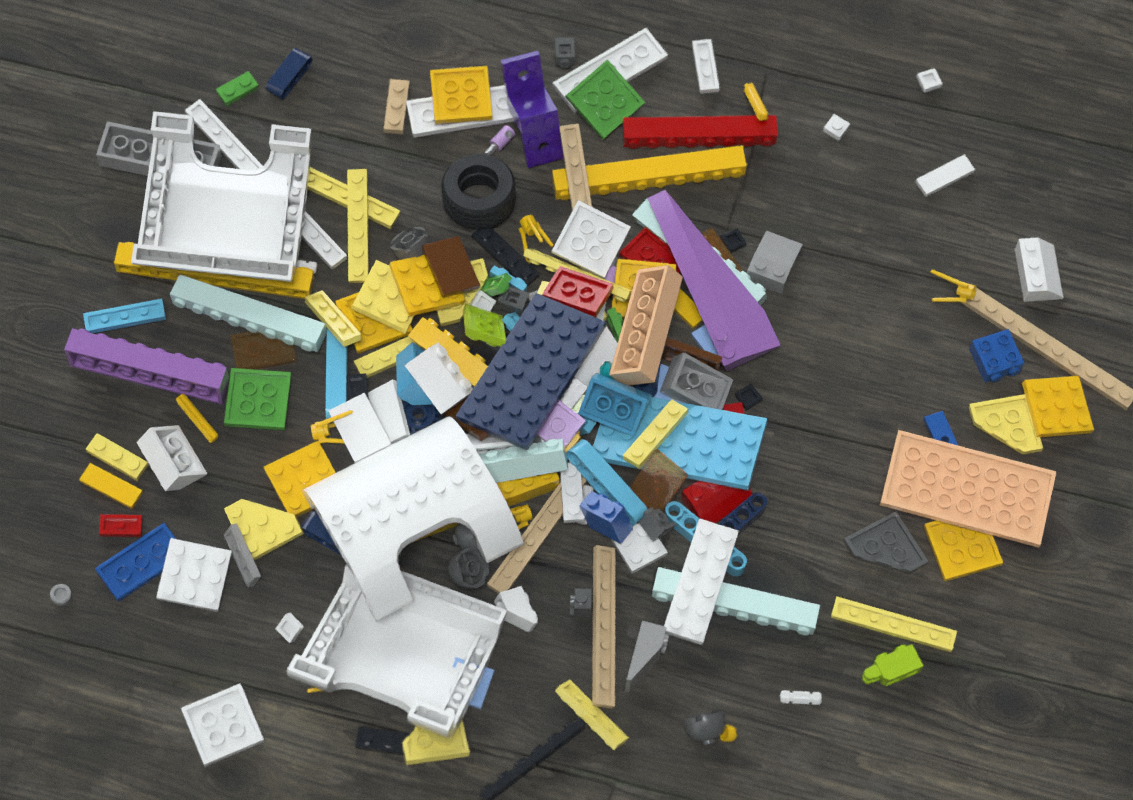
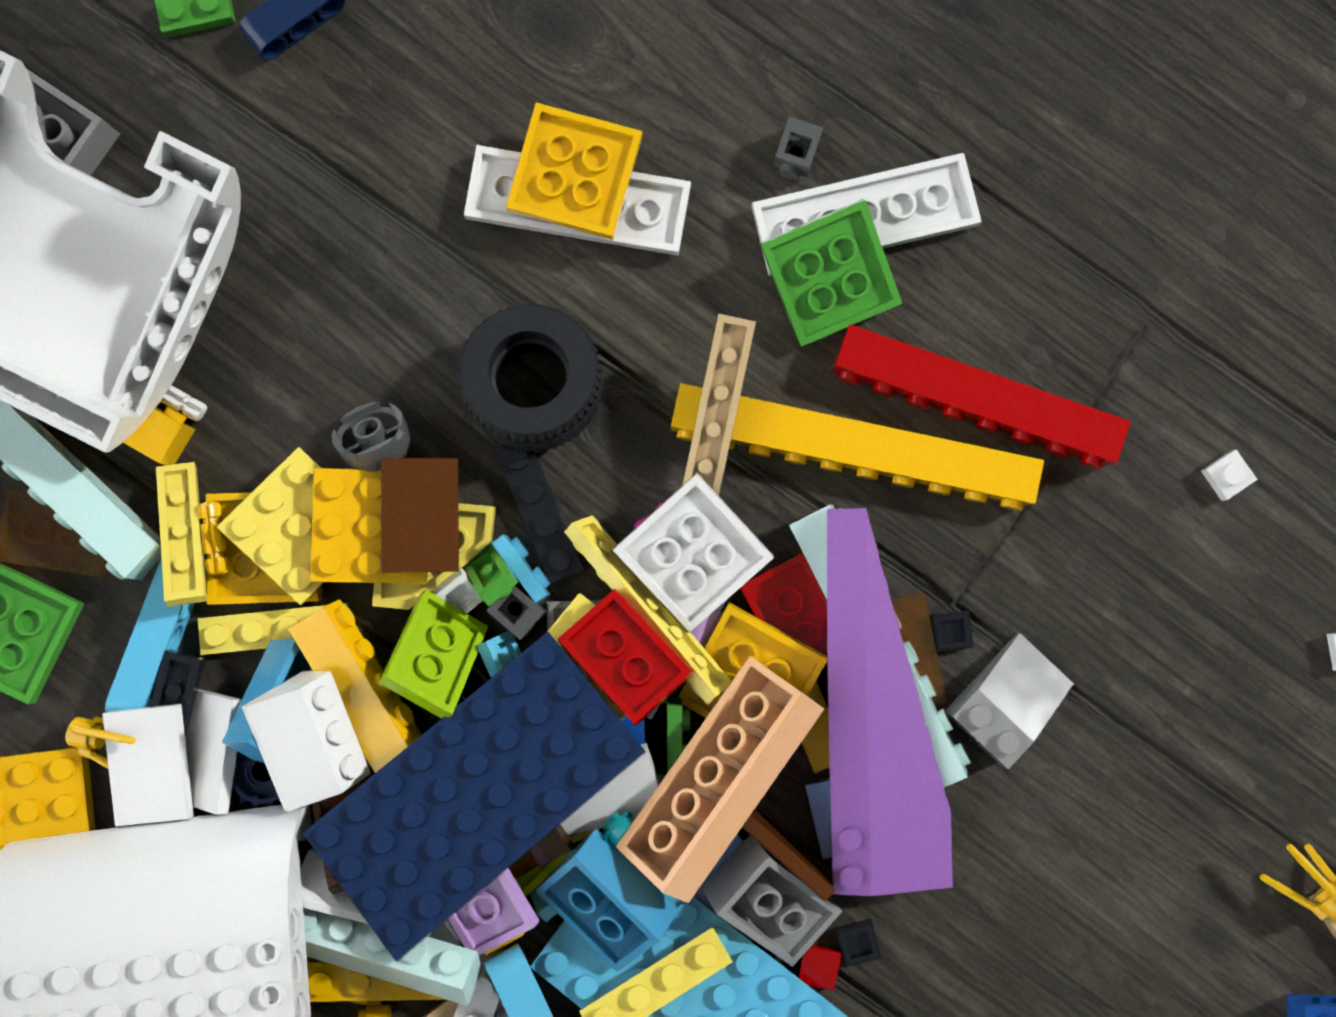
camera: 25 degrees right, 20 degrees up
(244, 160) = (139, 130): white plate -> none
(338, 193) = (306, 296): light yellow plate -> none
(358, 225) = (298, 360): light yellow plate -> none
(396, 106) = (458, 146): tan plate -> none
(500, 140) = (615, 282): lavender piece -> none
(530, 227) = (602, 471): yellow plant -> none
(532, 109) = (686, 248): dark purple bracket -> none
(705, 66) = (1041, 268): white plate -> none
(755, 101) = (1104, 379): yellow axle -> none

